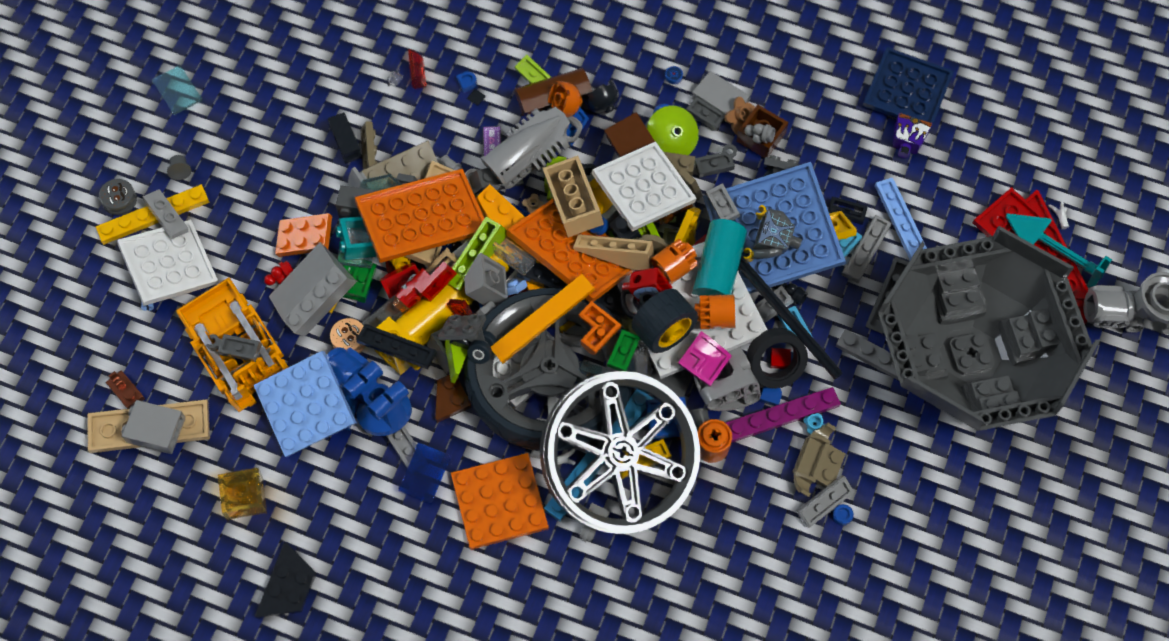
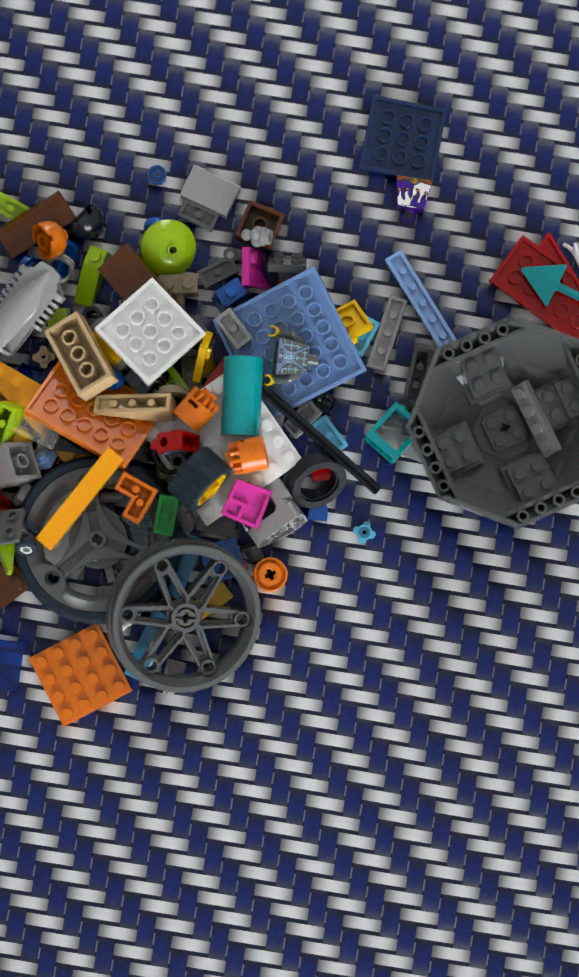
camera: 15 degrees left, 20 degrees up
(595, 141) = (90, 277): none -> lime slope
(691, 183) = (197, 308): dark tan tile -> none
(727, 175) = (230, 295): none -> blue torso
(739, 113) = (234, 210): medium nougat animal -> none
(749, 161) = (253, 269): none -> dark pink plate
(783, 414) = (331, 529): magenta plate -> none
(817, 460) = (372, 571): dark tan plate -> none
(825, 501) = (386, 609): light grey tile -> none
(843, 514) = (405, 617): blue tile -> none
(853, 216) = (365, 295): black tile -> none
(859, 333) = (390, 433): none -> window
(1007, 343) = (536, 419): none -> light grey plate

